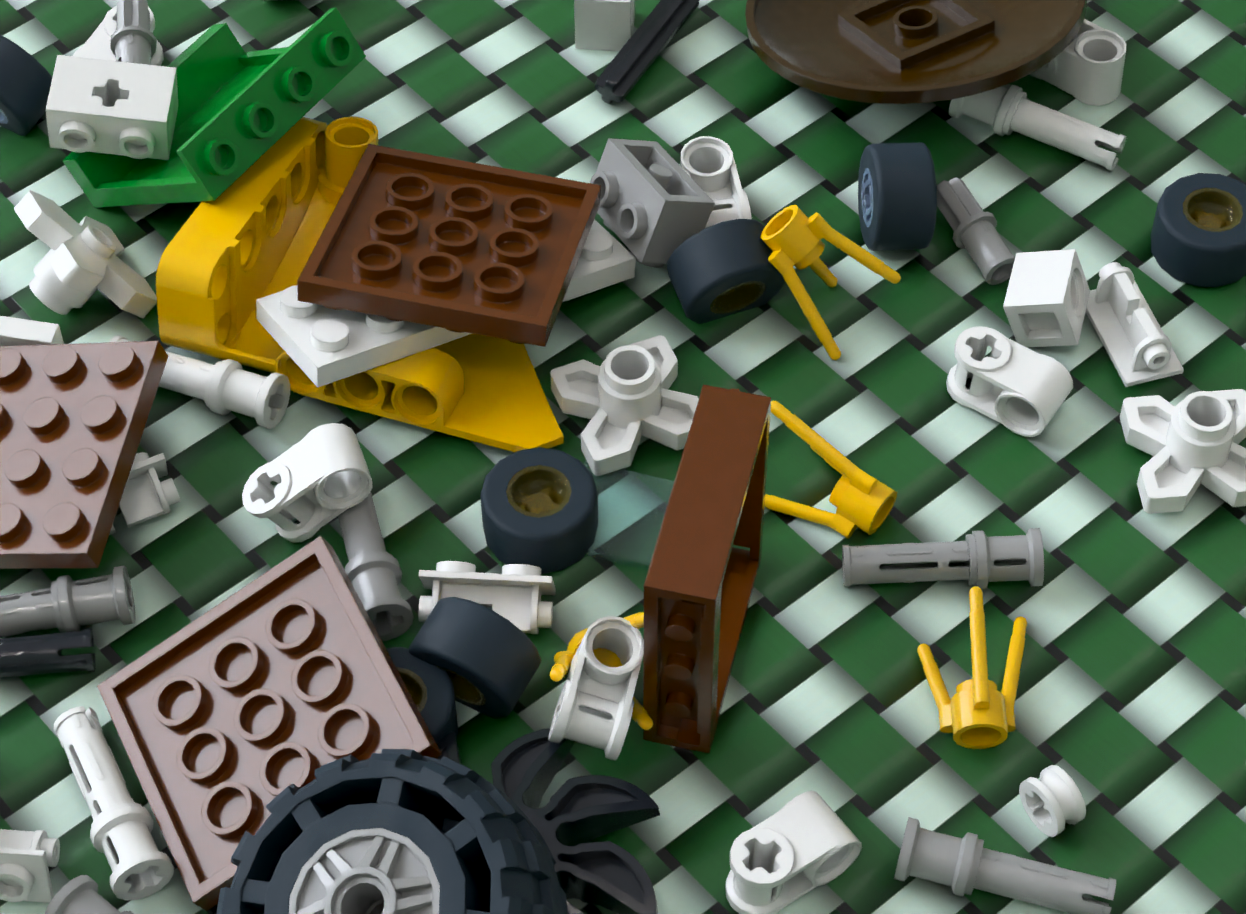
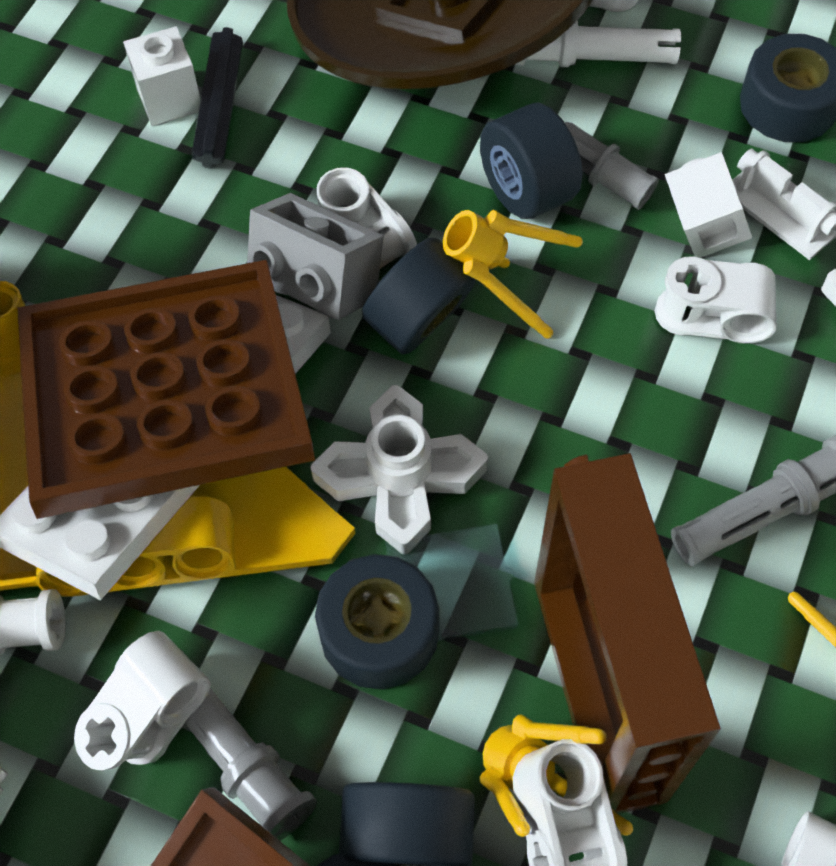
camera: 25 degrees left, 10 degrees up
(510, 594) = (350, 747): white hinge -> none
(857, 495) = (661, 470): yellow plant -> none

